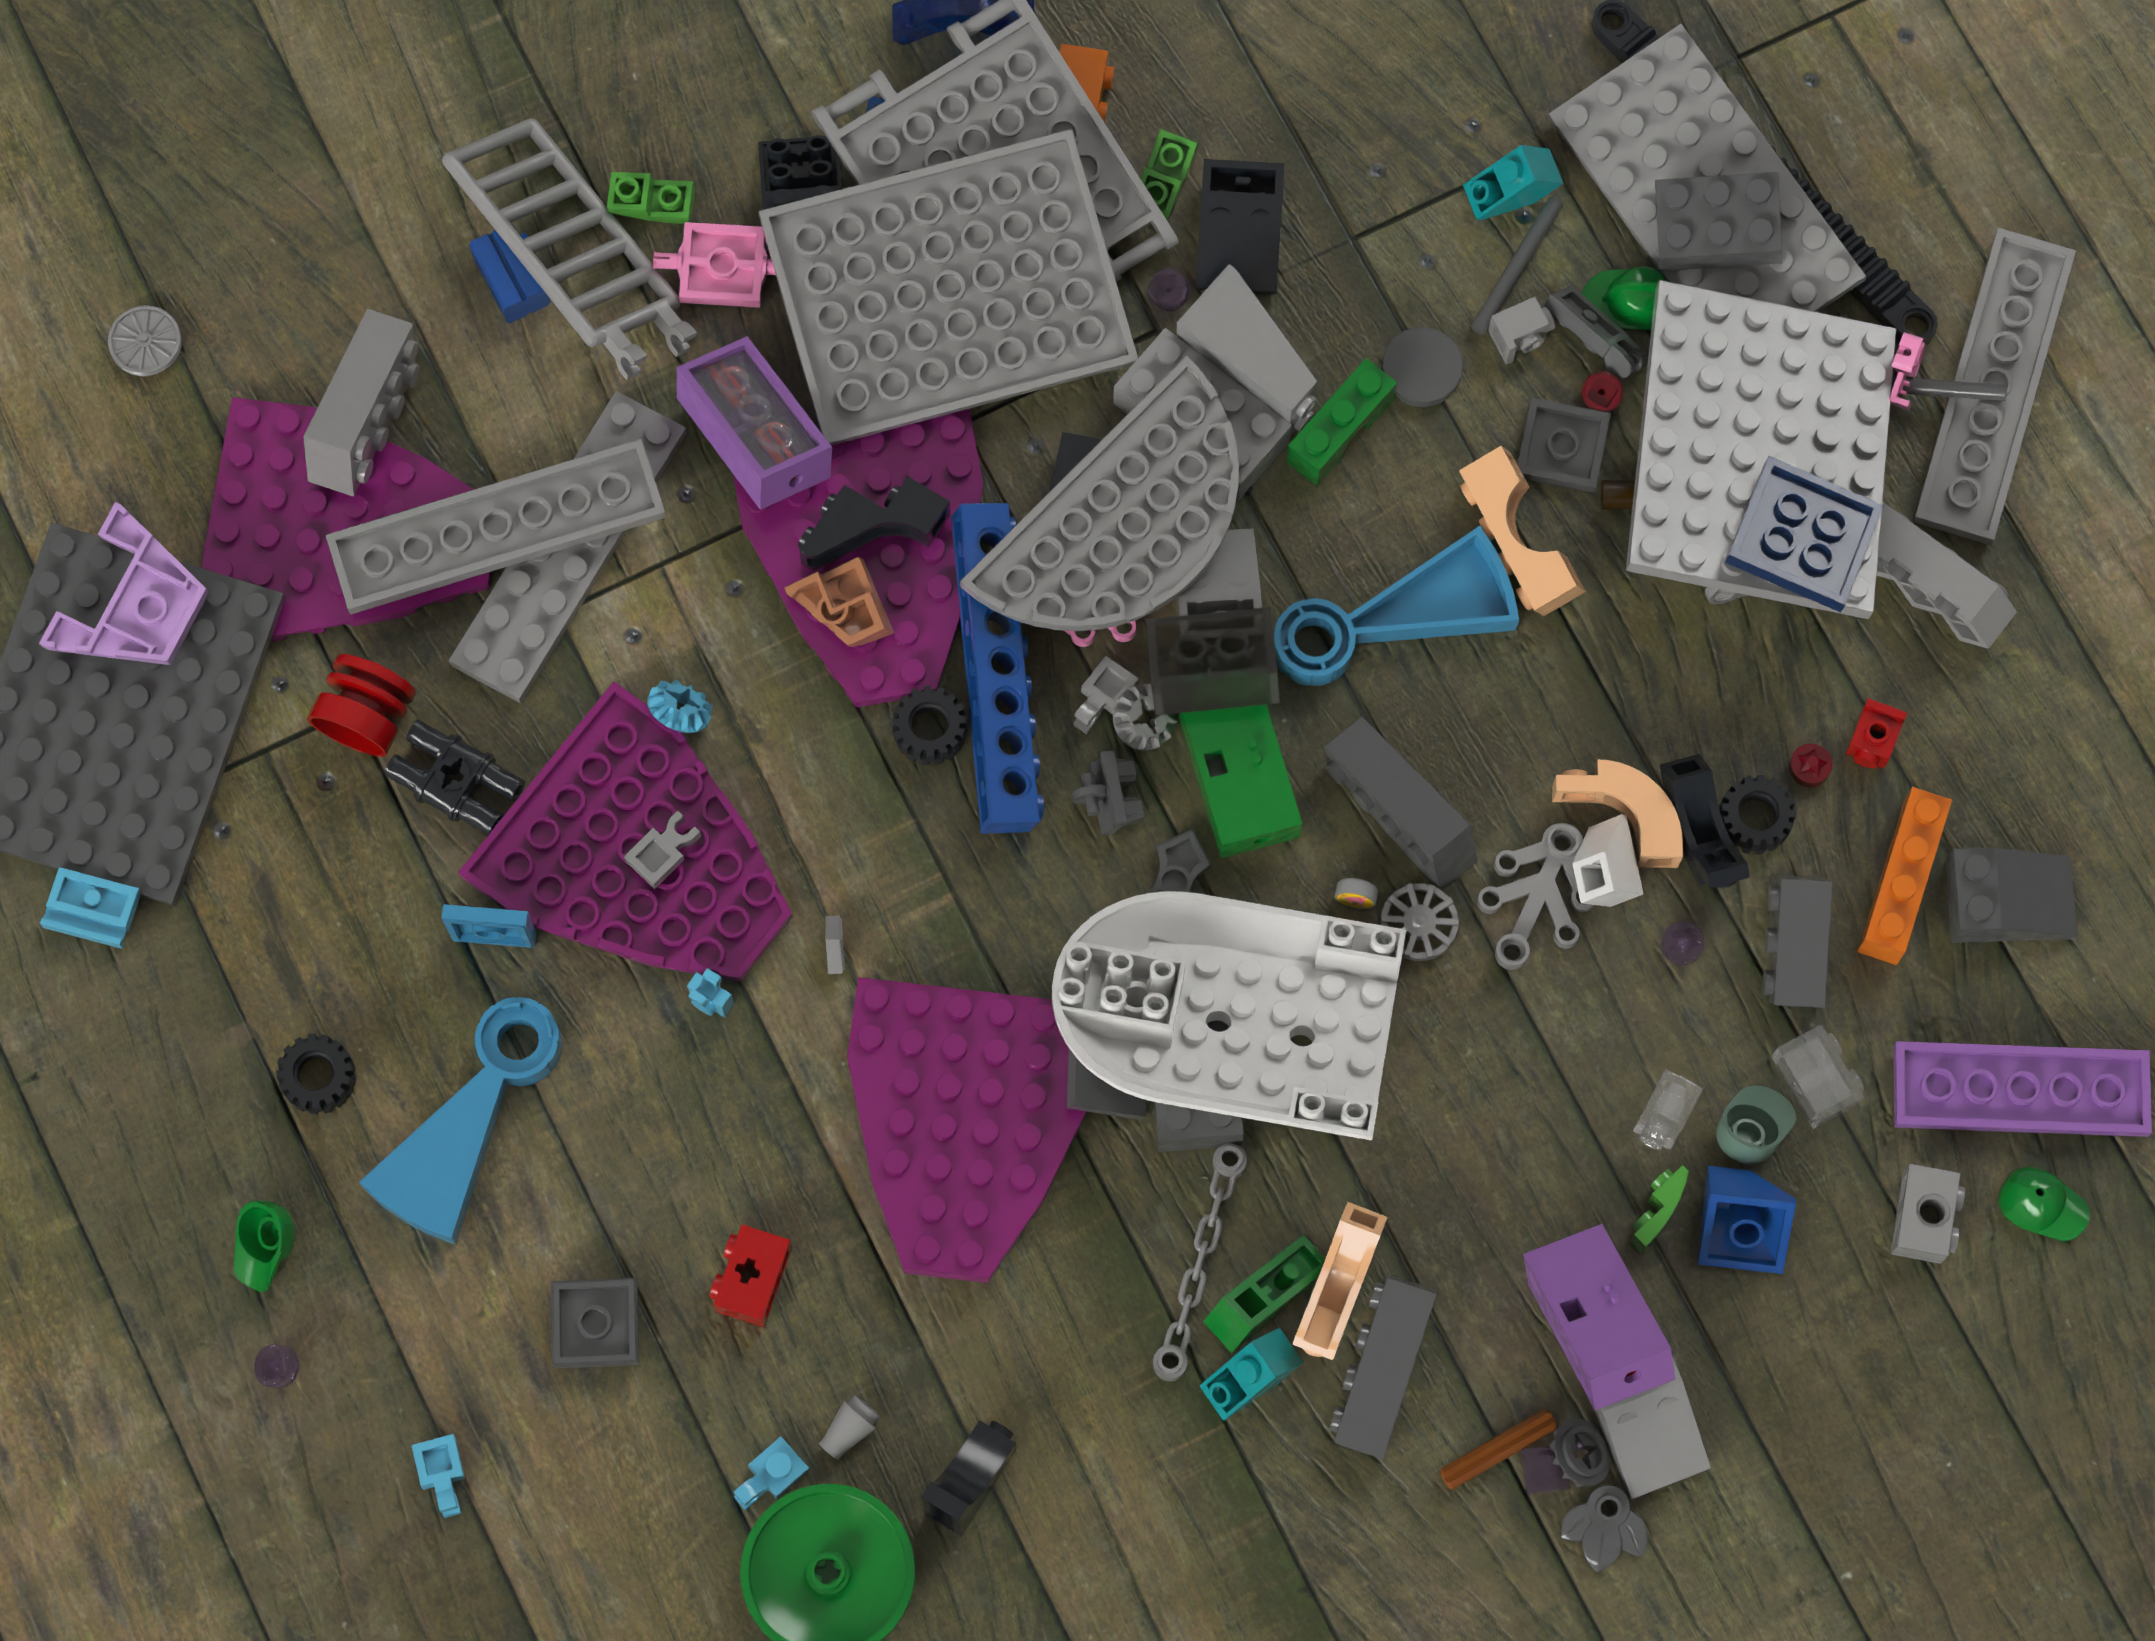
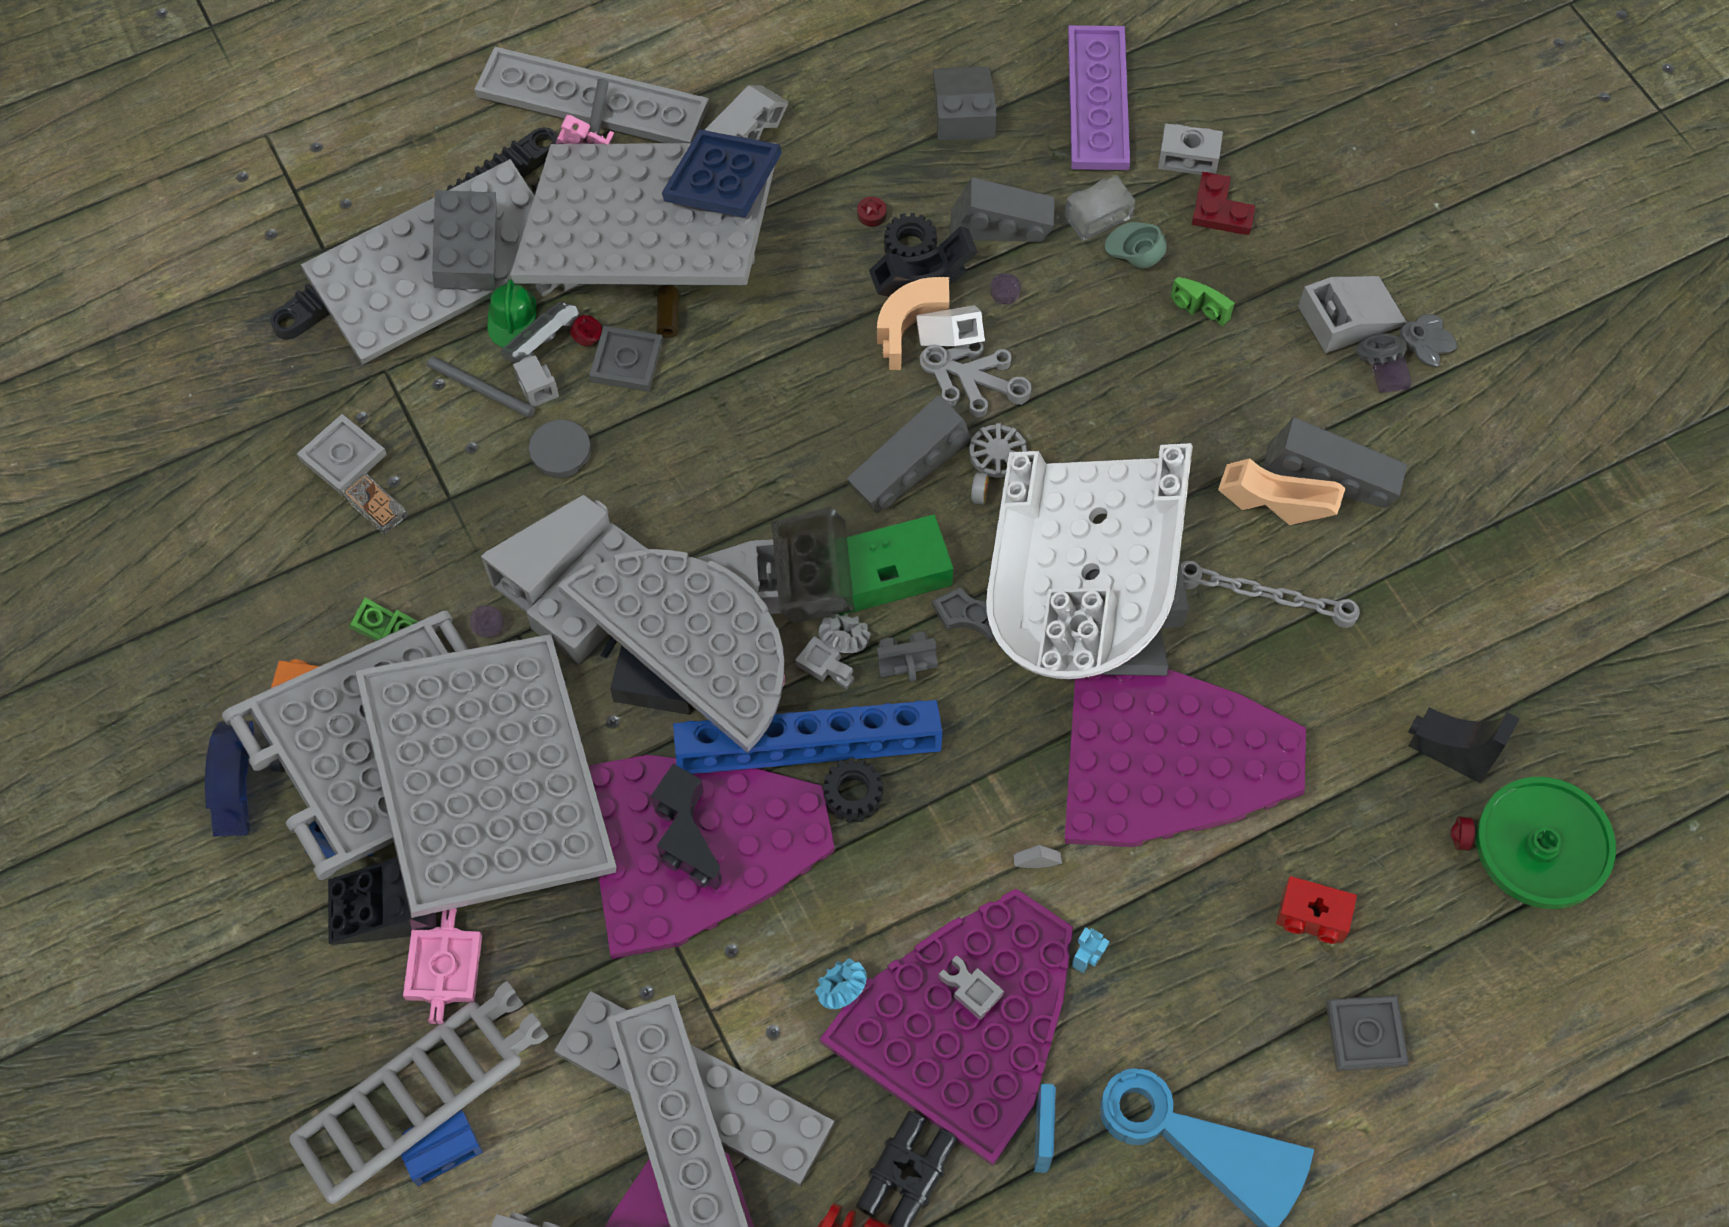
camera: 90 degrees left, 10 degrees down
(438, 1467) = (1502, 1154): medium azure plate -> none
(650, 199) = (375, 1030): bright green slope -> none
(754, 422) = (595, 924): brick -> none
(774, 1472) = (1467, 891): medium azure plate -> none
(844, 602) = (753, 851): nougat slope -> none
(848, 1472) = (1463, 833): none -> dark red tile
(850, 1426) = (1425, 834): light grey cone -> none
(1240, 222) = (435, 567): black slope -> none
(1251, 1373) = (1350, 554): teal slope -> none
(1265, 1294) = (1292, 546): green slope -> none
(1331, 429) = (625, 507): green arch -> none
(1340, 148) = (374, 503): none -> tile
(1409, 103) = (341, 453): none -> light grey plate
(1449, 595) = (744, 428): dark azure piece -> none
(1497, 488) = (662, 394): light nougat arch -> none
(1498, 1449) = (1382, 402): dark orange axle -> none
(1513, 182) = (415, 385): teal slope -> none
(1599, 1317) = (1293, 324): medium lavender brick -> none
(1667, 1111) = (1136, 288): clear brick -> none
(1744, 1221) = (1205, 251): blue slope -> none
(1824, 1245) = (1217, 212): none -> dark red plate
(1882, 720) = (850, 171): red brick -> none
(1904, 876) = (952, 153): orange brick -> none
(2055, 1214) = (1173, 91): green cap -> none

